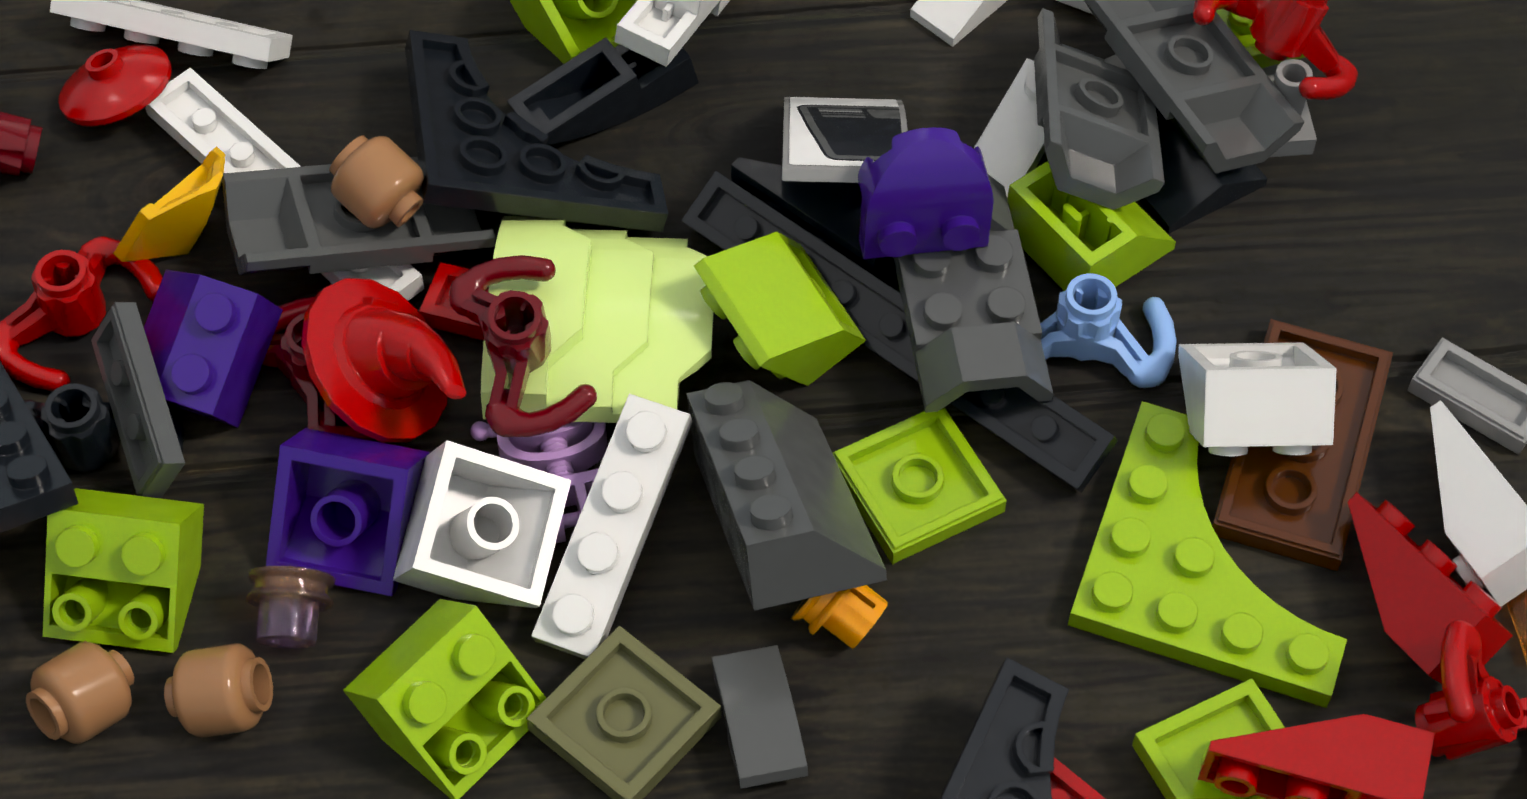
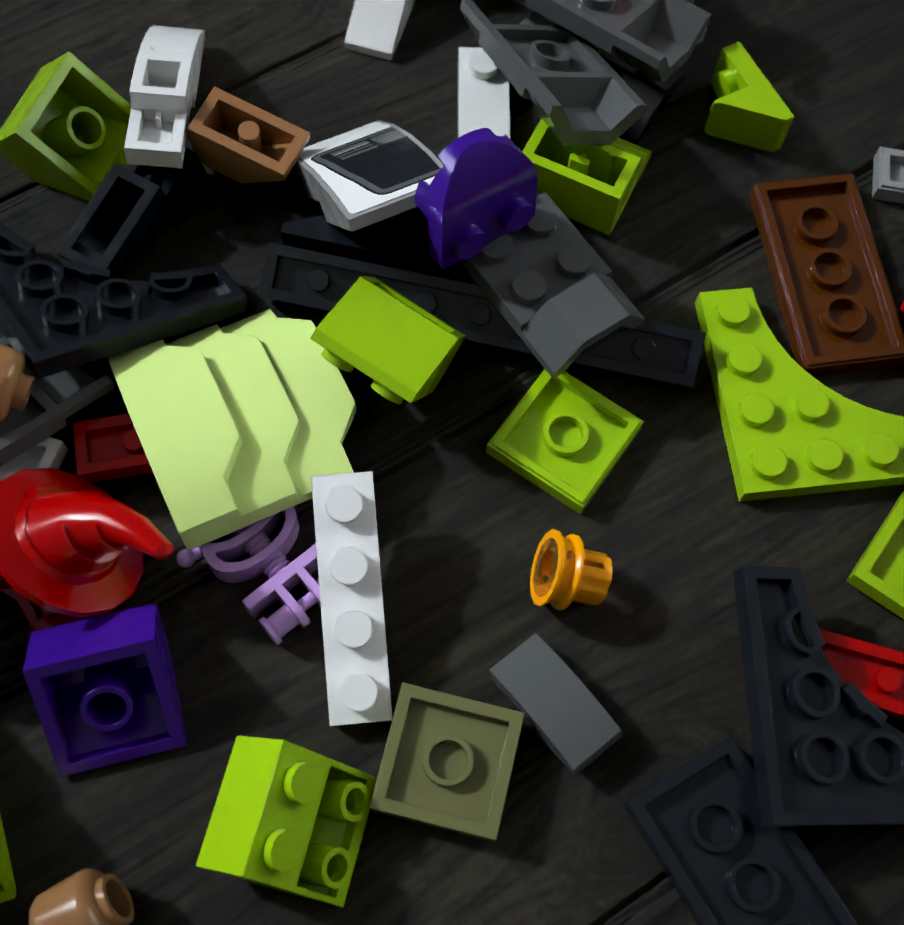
camera: 30 degrees left, 10 degrees up
(289, 604) = (103, 808): piece -> none
(482, 528) = (240, 654): white slope -> none
(517, 343) = (175, 459): dark red piece -> none
(744, 63) = (244, 139): none -> medium nougat slope
(779, 496) = (482, 511): dark grey slope -> none
(1090, 329) = (632, 247): light blue piece -> none
(1258, 396) = (793, 250): white slope -> none
(1308, 237) = (747, 103): none -> lime slope

